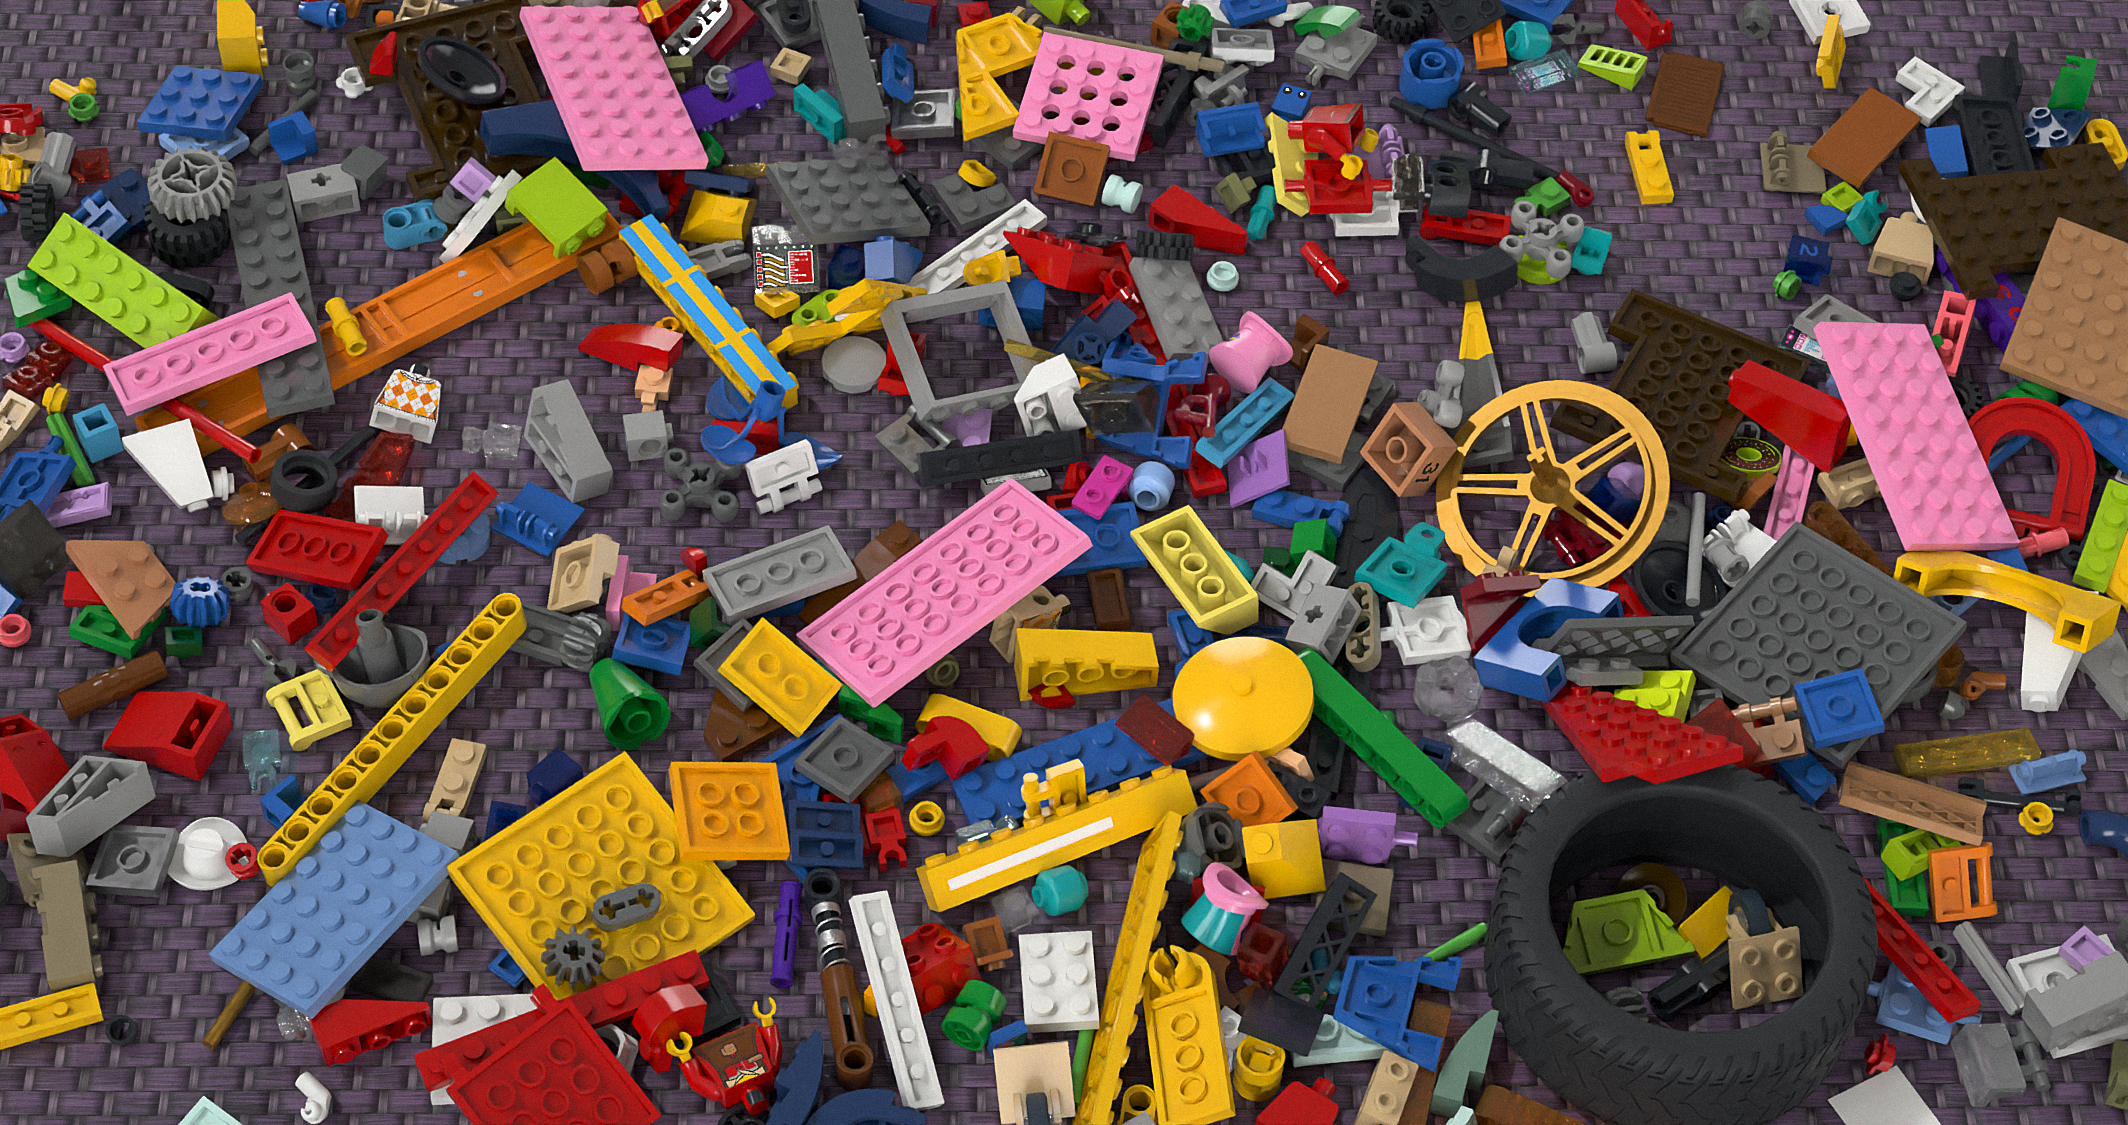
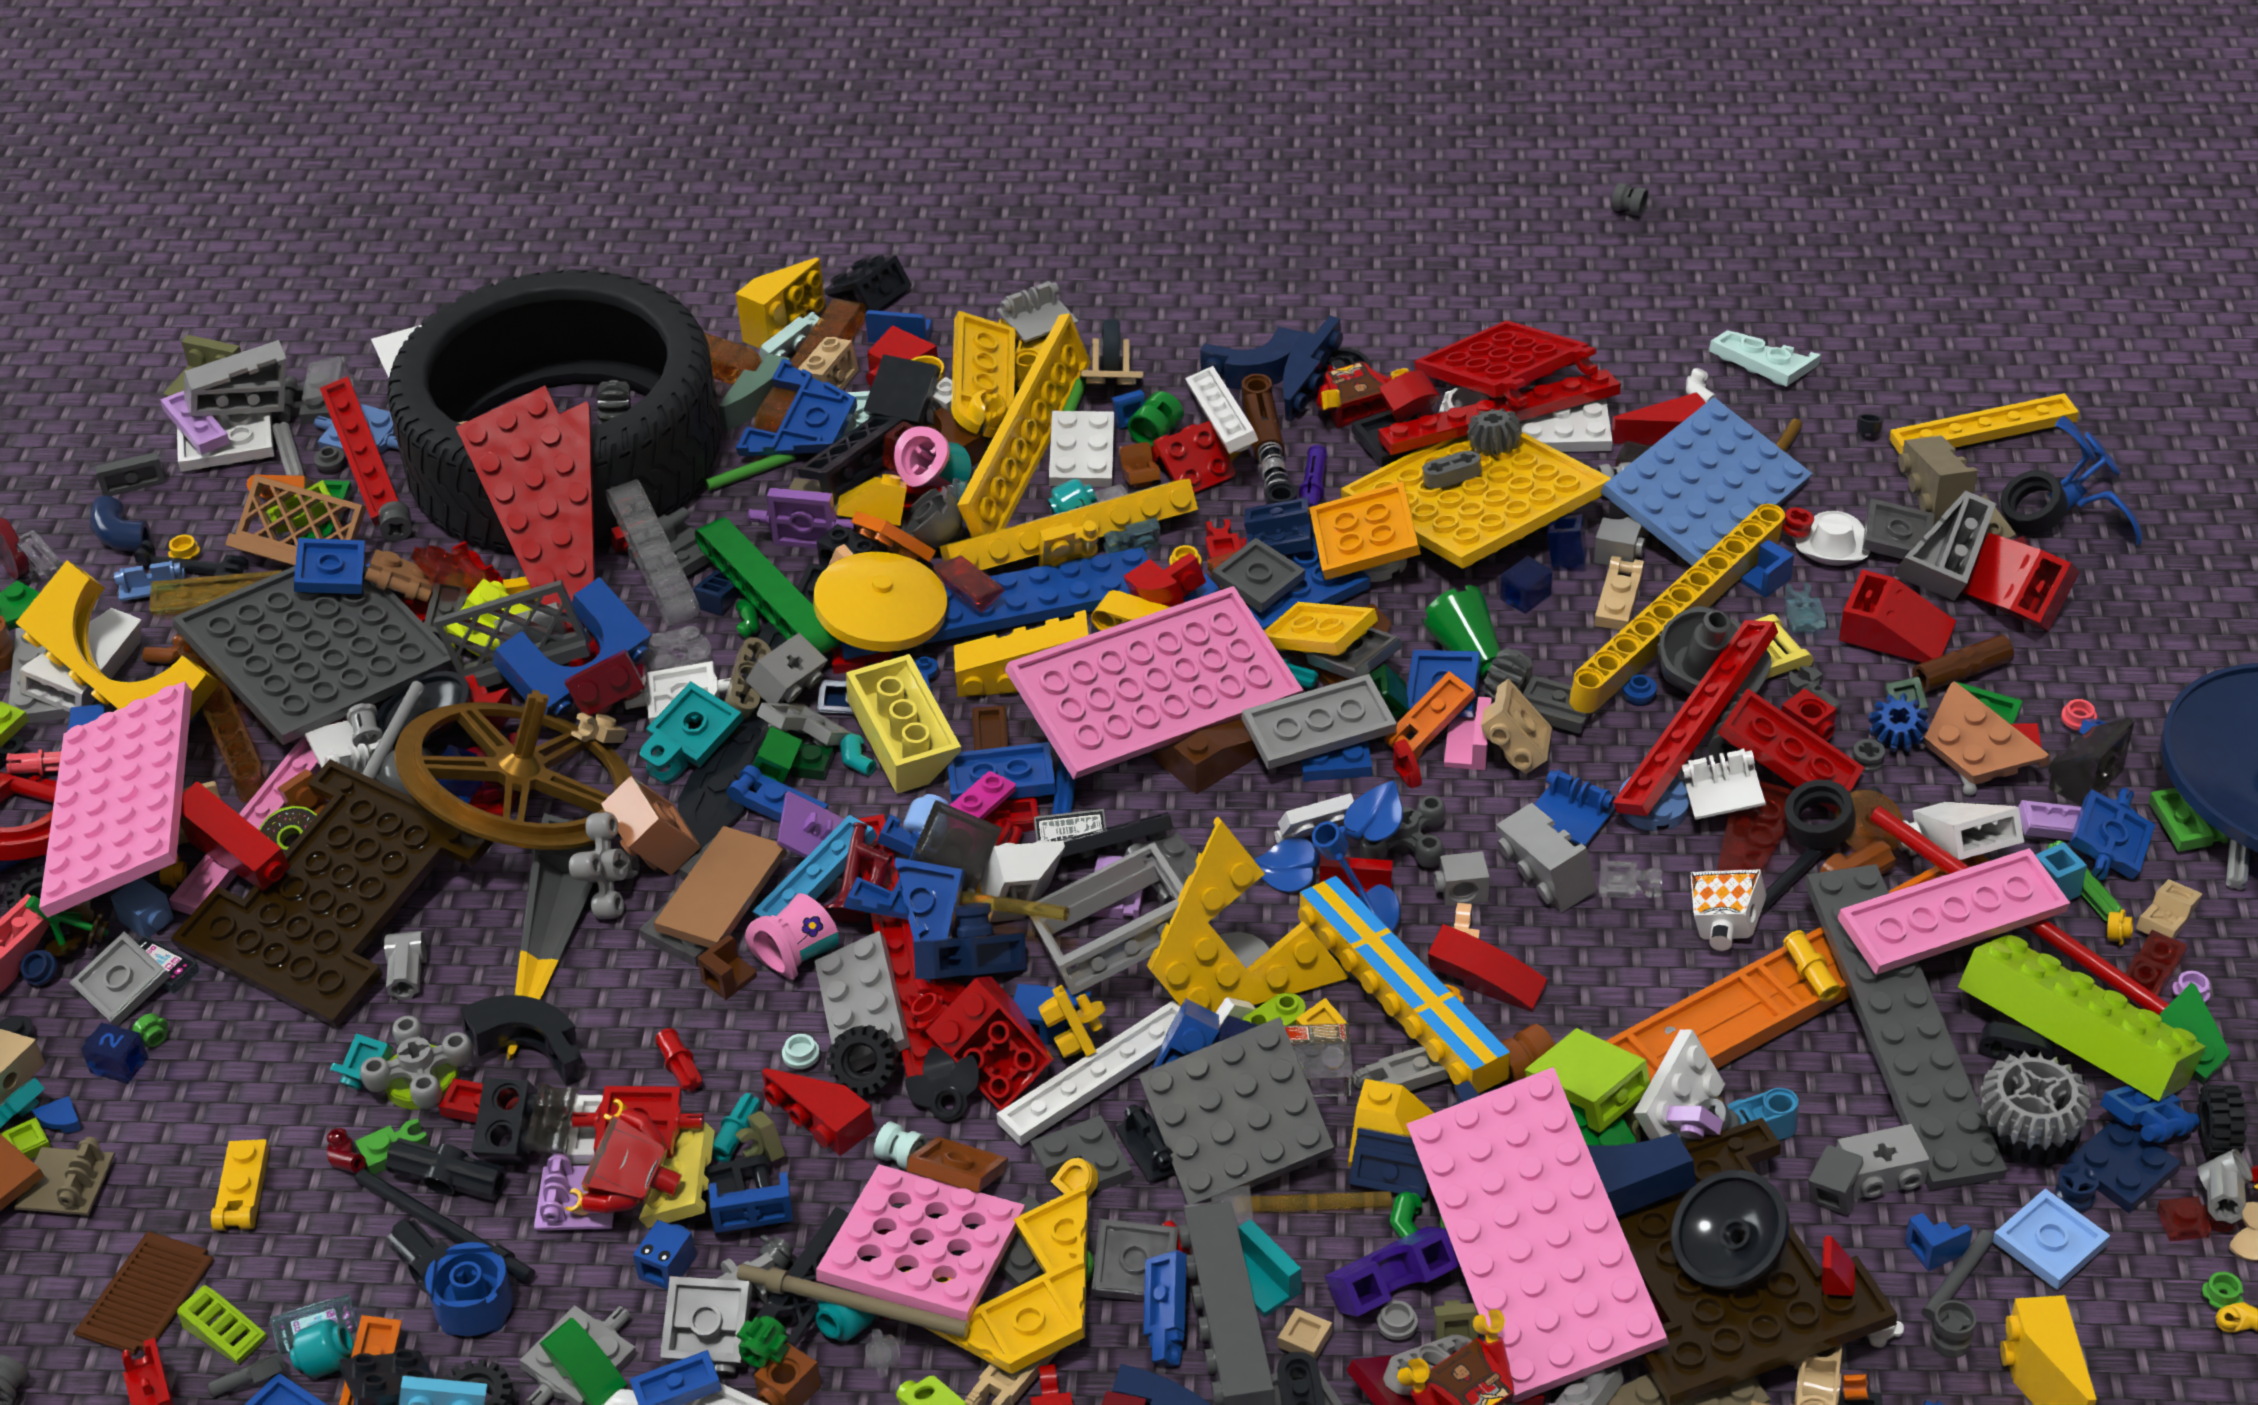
camera: 170 degrees left, 10 degrees down
(200, 103) = (2075, 1261): blue plate -> none

